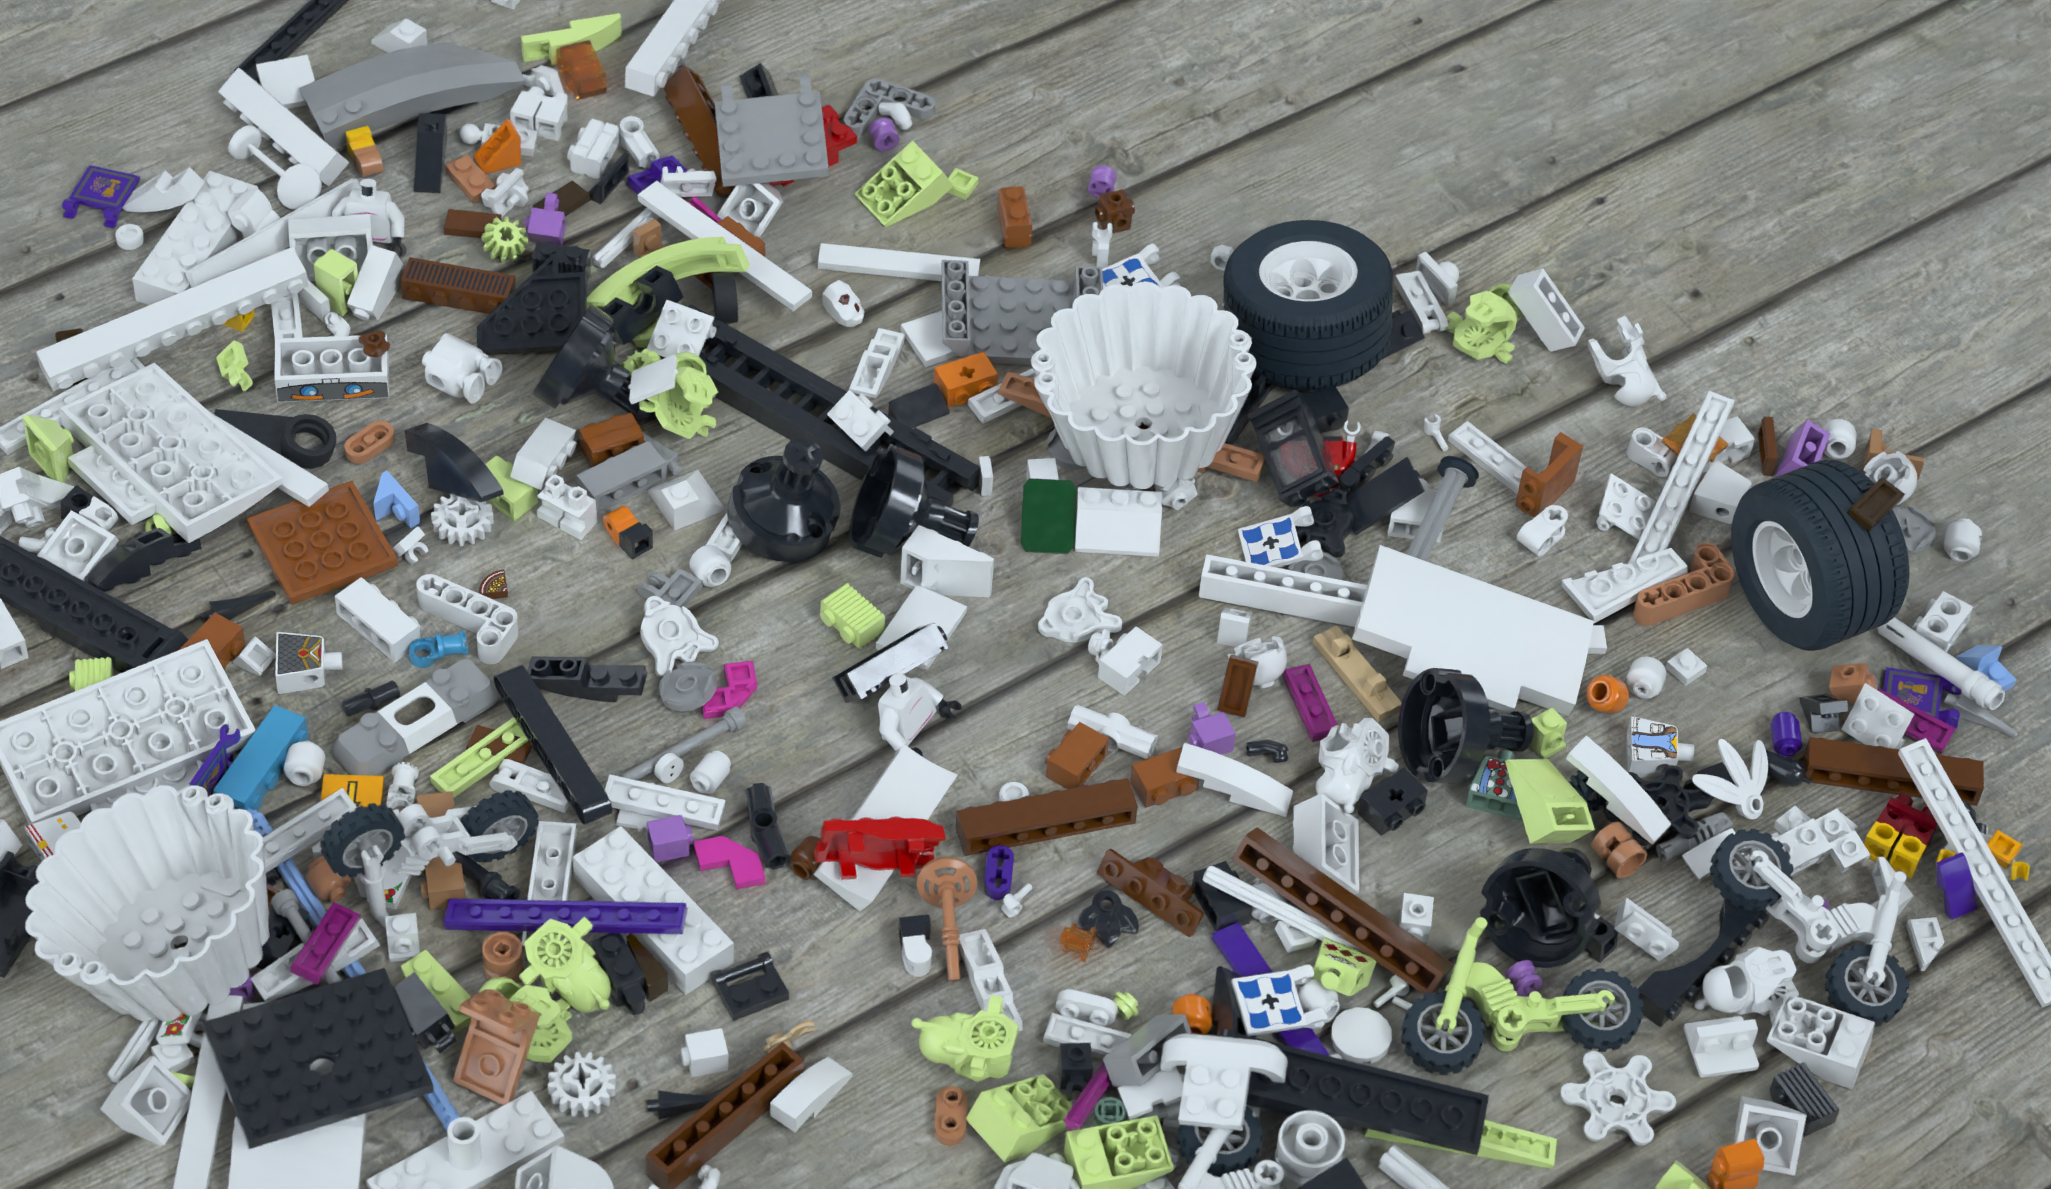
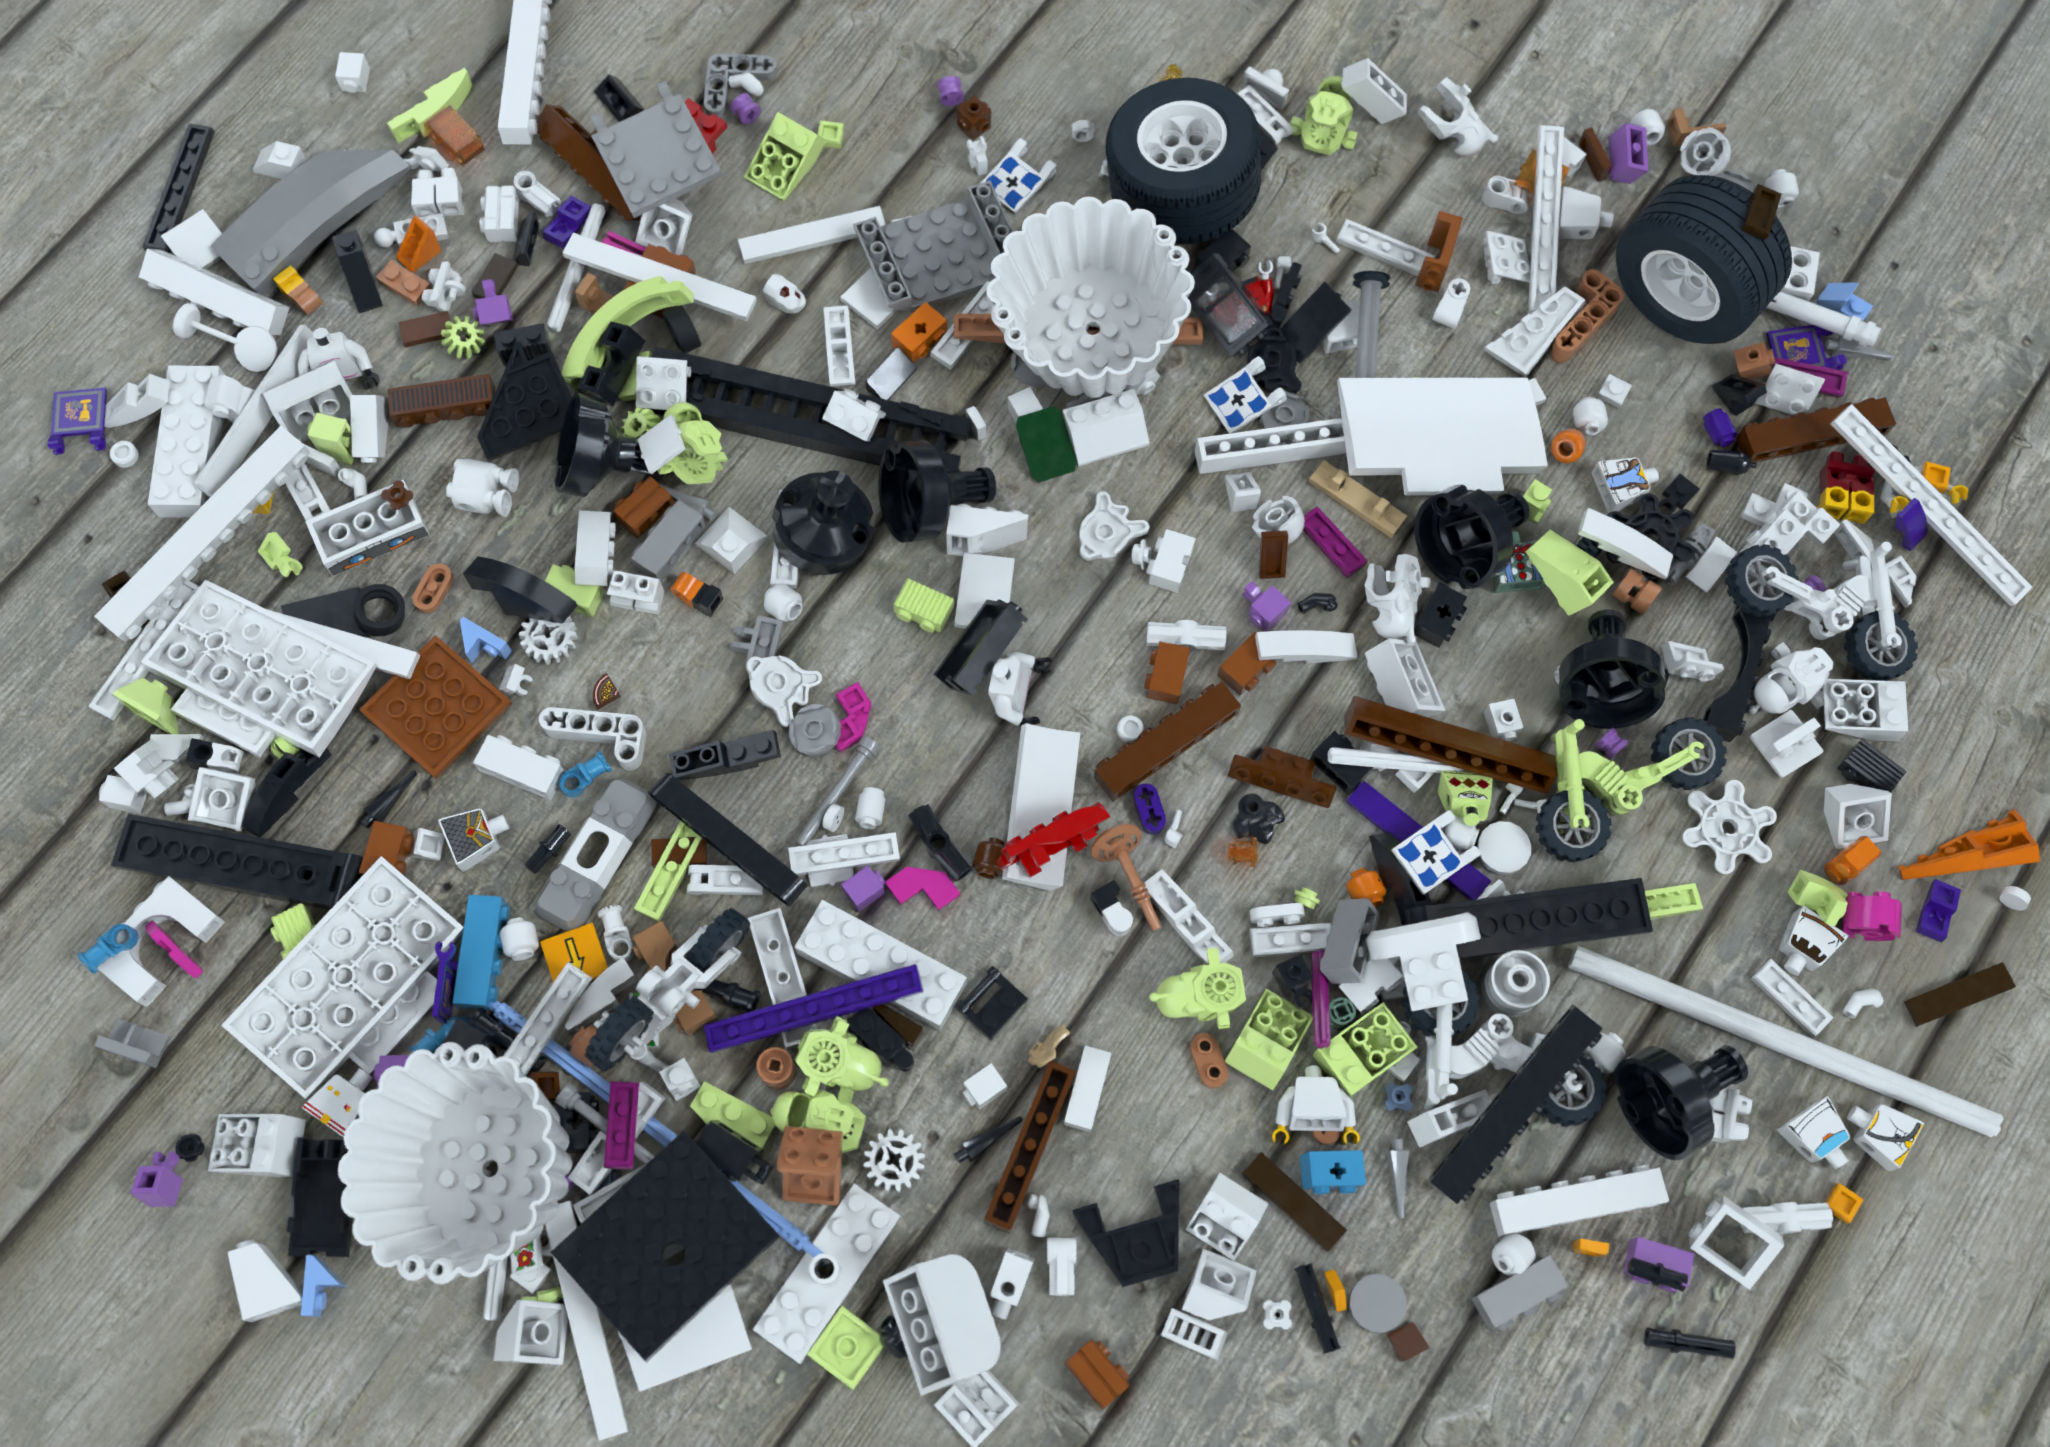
camera: 20 degrees left, 20 degrees up
(689, 184) = (604, 221): white plate -> none
(1014, 217) = (892, 153): dark orange brick -> none
(1747, 789) = (1716, 502): white plant -> none

